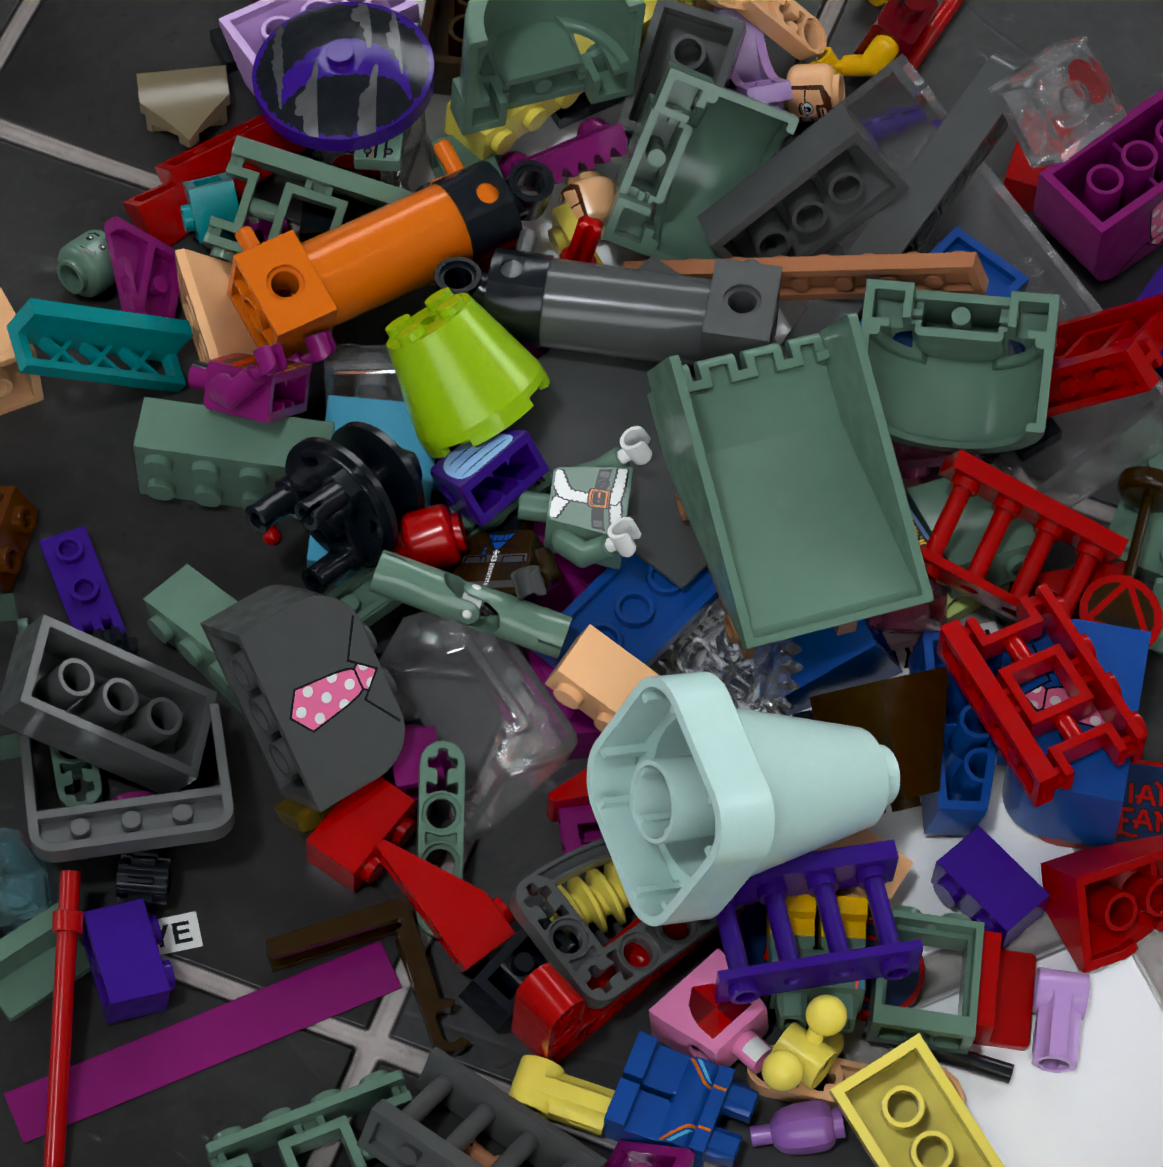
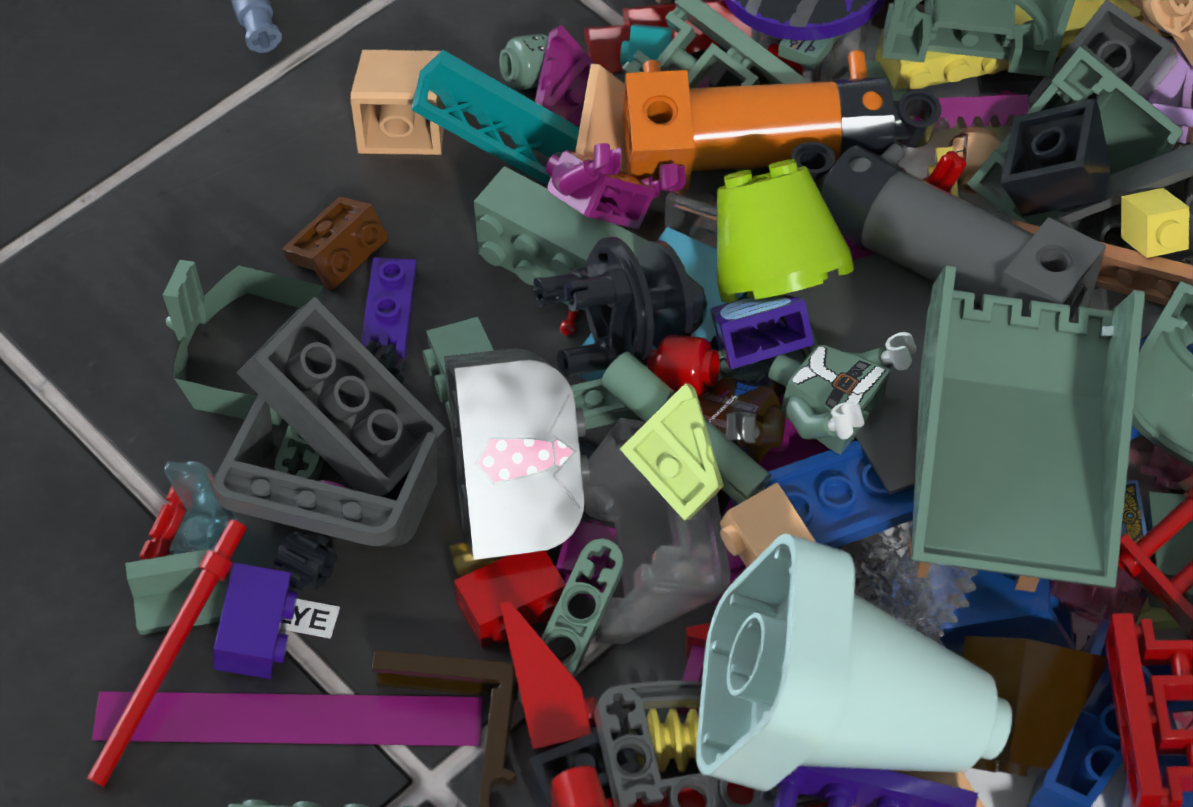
camera: 30 degrees right, 5 degrees down
(480, 633) = (677, 454): none -> yellowish green wing
(686, 186) = (1057, 159): none -> black slope
(810, 222) = (1155, 222): none -> light yellow brick

